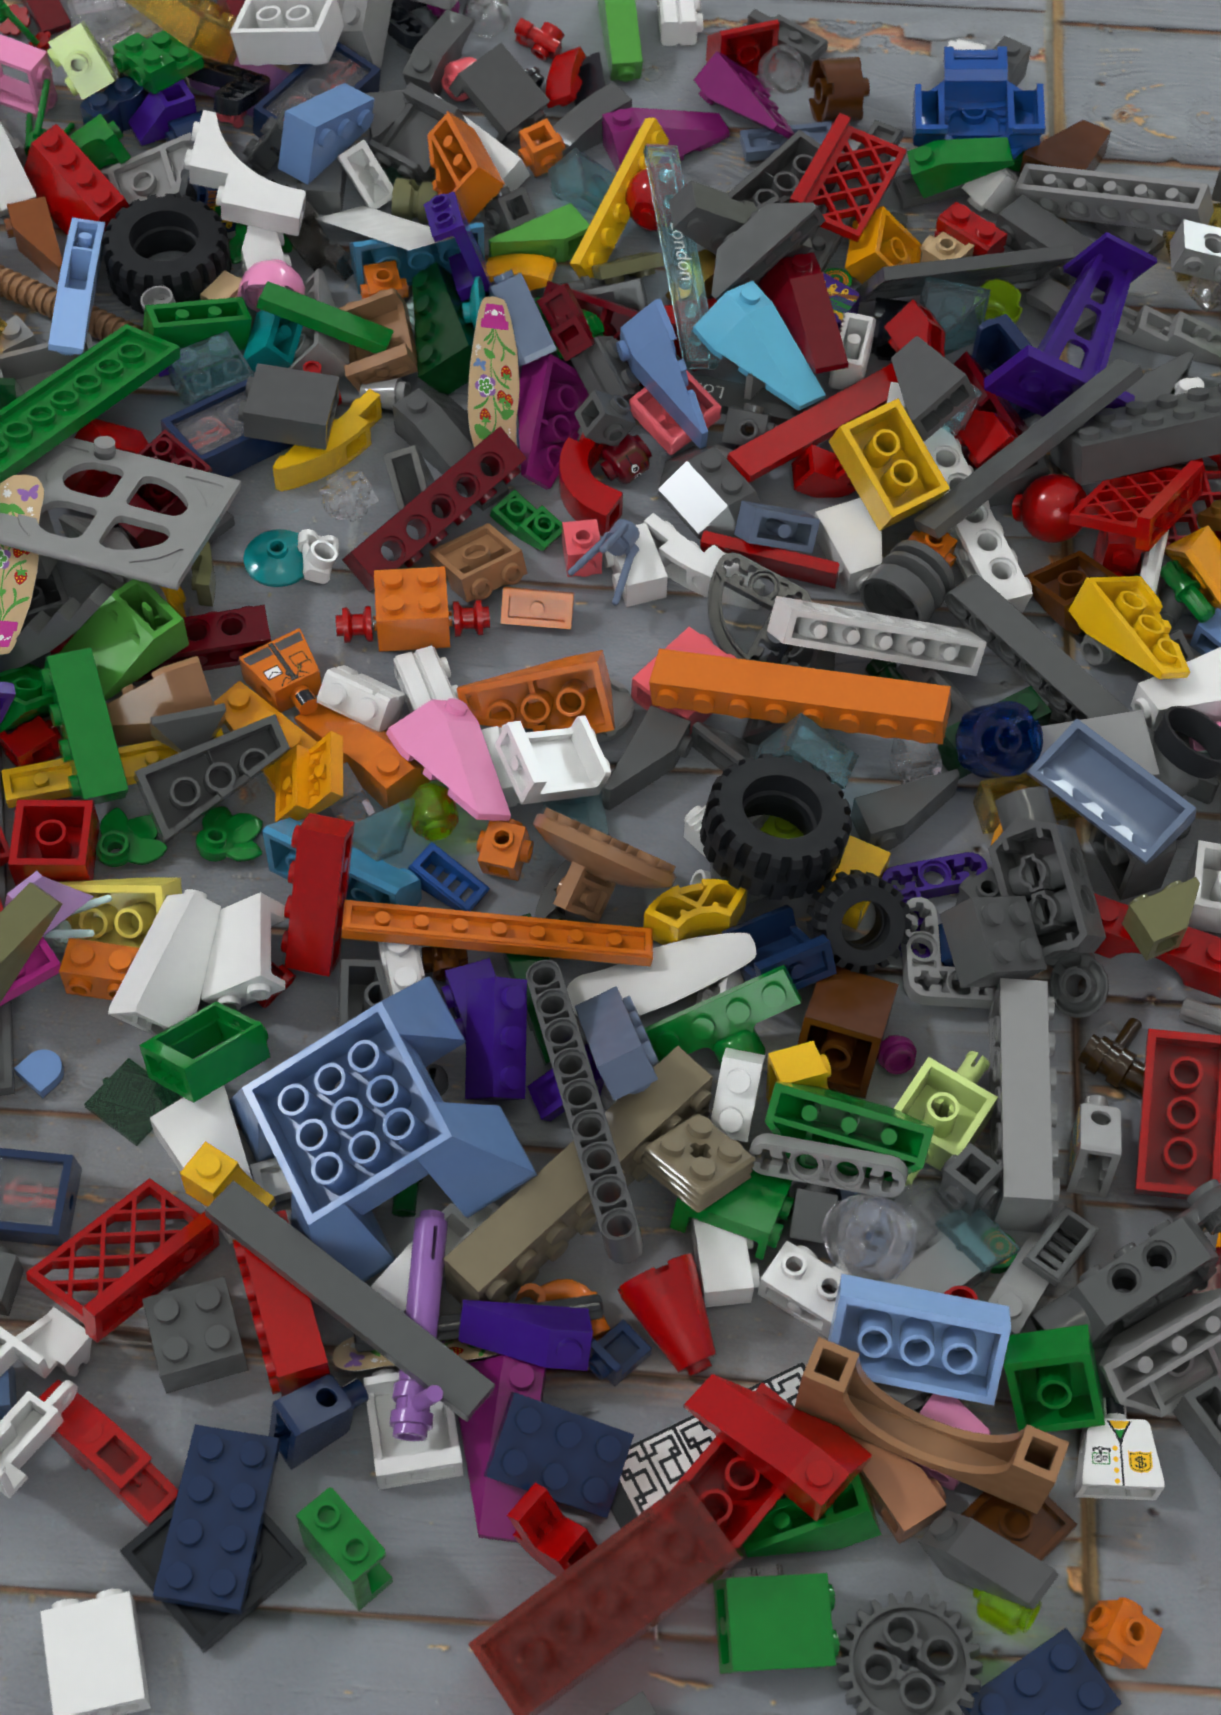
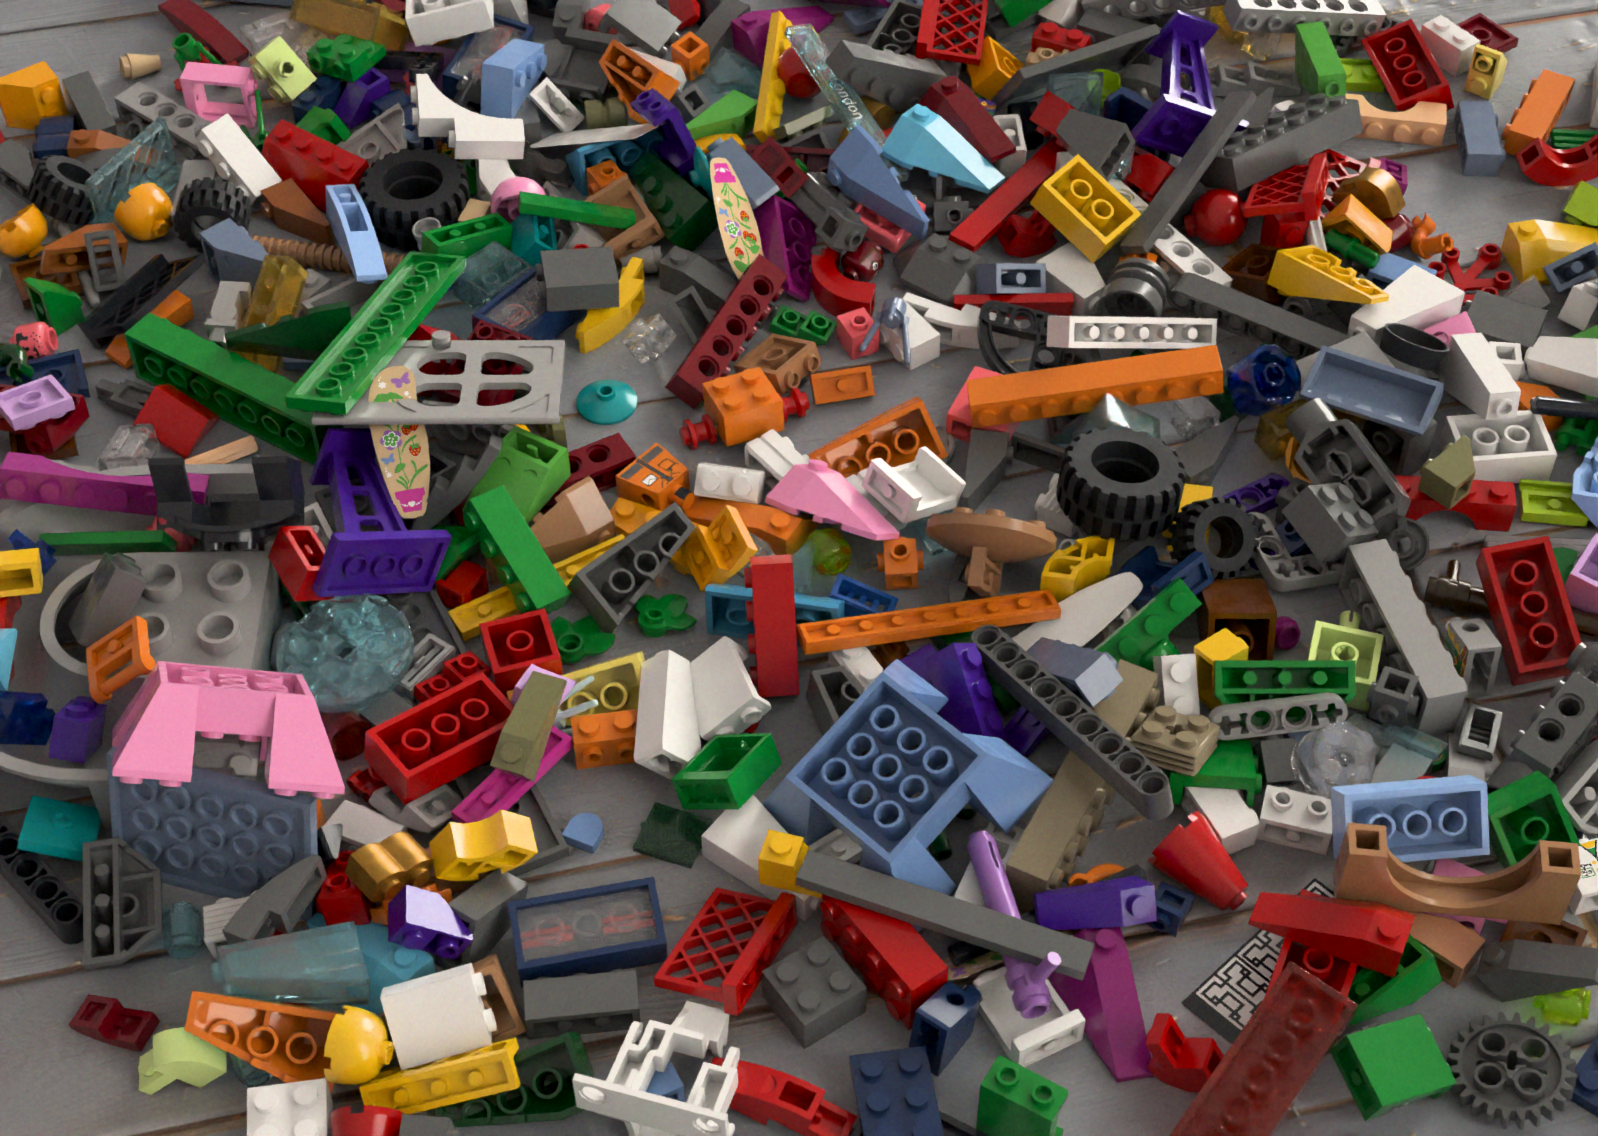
camera: 15 degrees left, 10 degrees down
(189, 727) = (598, 535): dark grey slope -> none
(318, 555) = (643, 389): white plate -> none
(560, 1451) = (1156, 983): dark blue plate -> none
(762, 242) = (914, 73): dark grey wedge -> none

